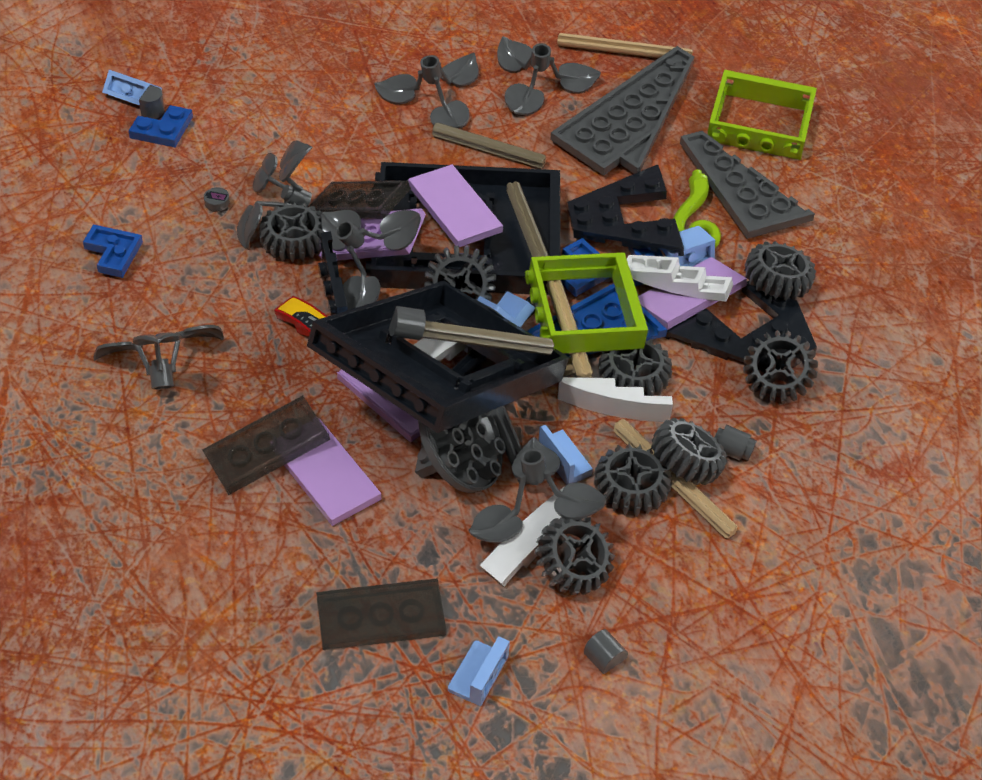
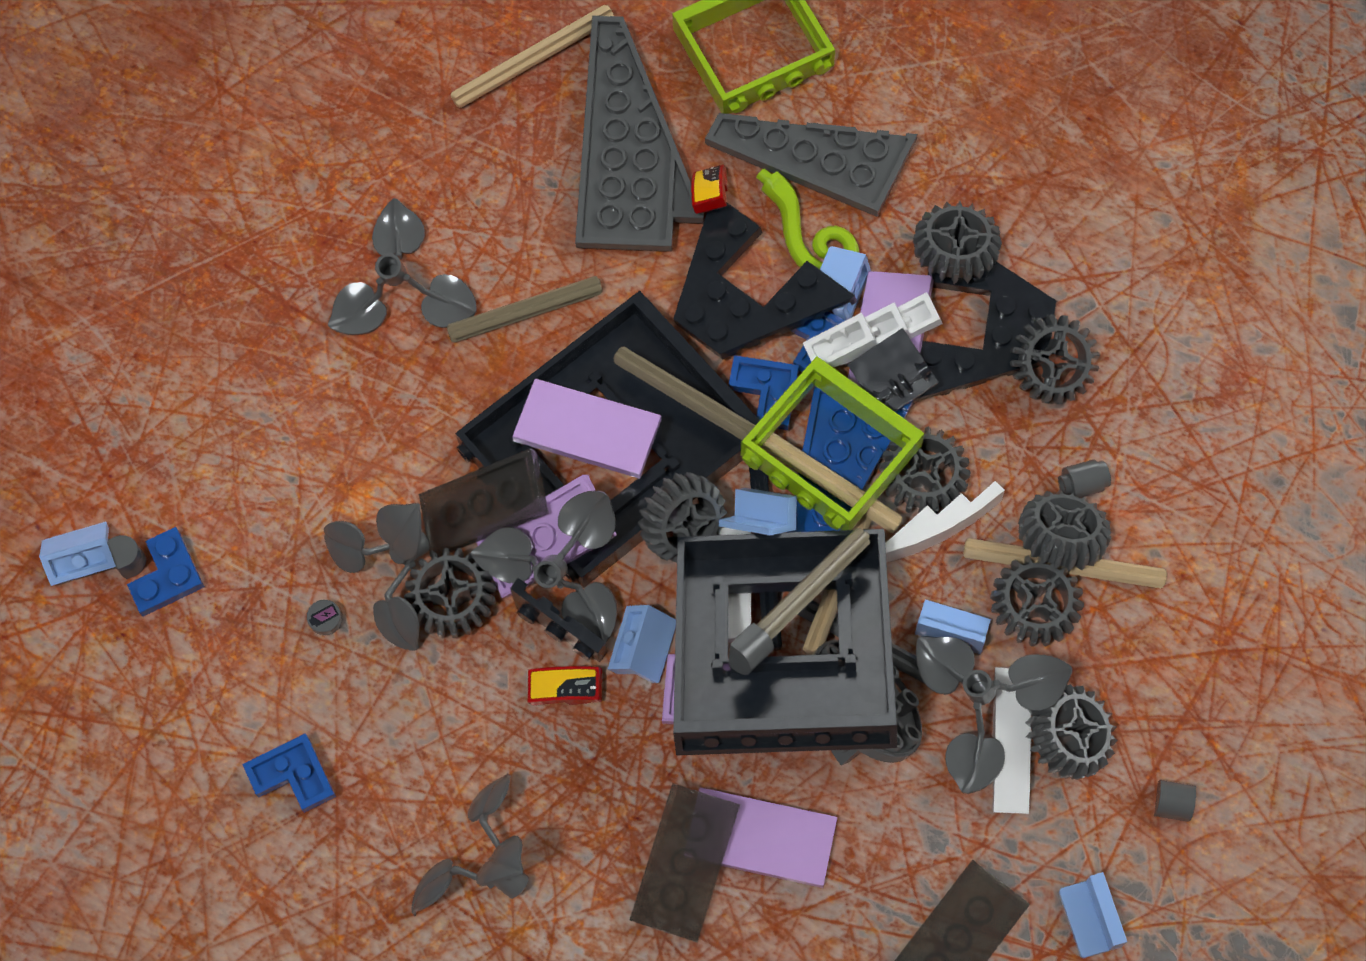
camera: 35 degrees left, 20 degrees up
(525, 100) = (494, 215): dark grey plant -> none
(656, 156) = (709, 189): none -> slope
(667, 301) = (893, 371): none -> black hinge

